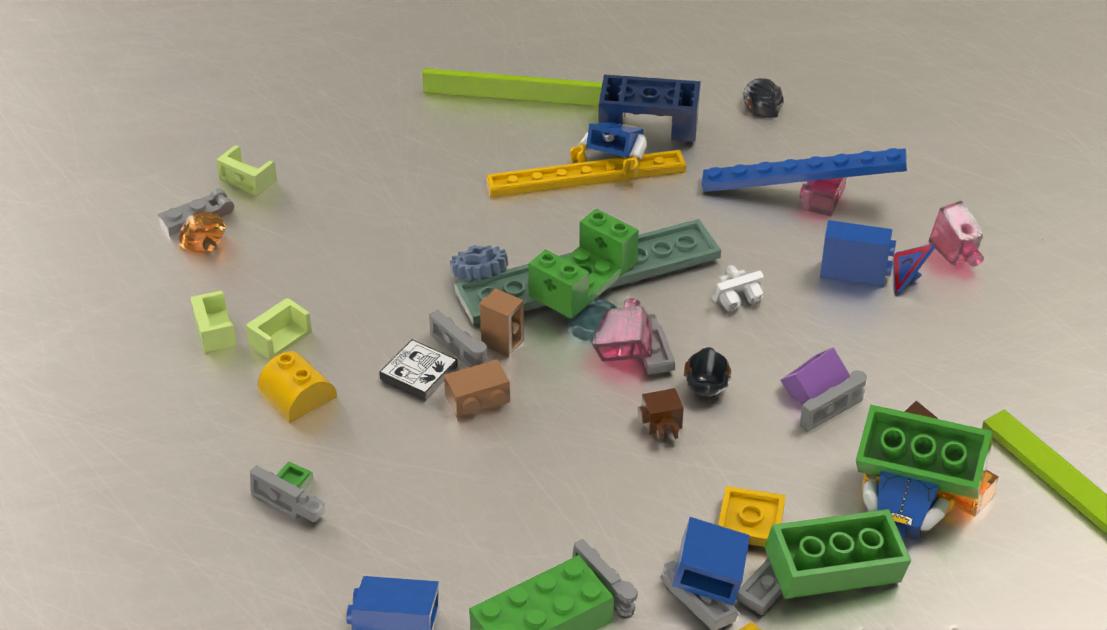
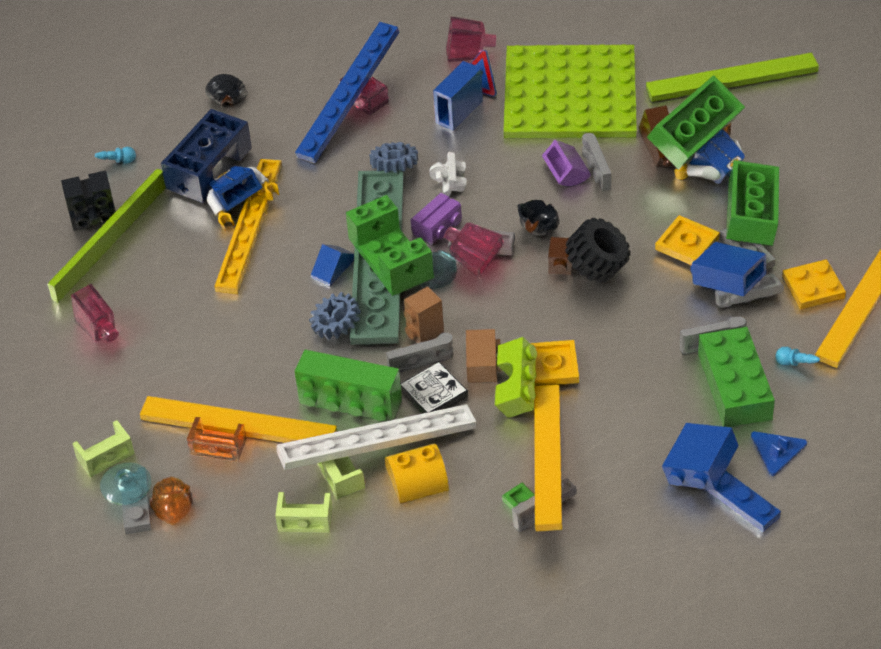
camera: 65 degrees left, 5 degrees up
(205, 195) = (125, 483): none -> clear light blue dish
(285, 236) = (216, 443): none -> clear orange panel
(317, 250) = (226, 420): none -> yellow tile
(319, 338) = (375, 437): none -> white plate
(341, 475) = (548, 459): none -> yellow tile
(376, 297) = (348, 386): none -> bright green brick
(401, 108) = (94, 314): none -> clear pink torso
(468, 415) = (518, 393): none -> lime arch
(494, 449) = (556, 363): none -> yellow plate
(543, 53) = (88, 200): none -> black brick
(558, 239) = (331, 263): none -> blue slope
(633, 67) = (123, 155): none -> medium azure bar
(665, 296) = (436, 218): none -> medium lavender brick
(688, 414) = (597, 250): none -> black tyre
(735, 237) = (393, 157): none -> sand blue gear
(949, 350) = (570, 91): none -> lime plate

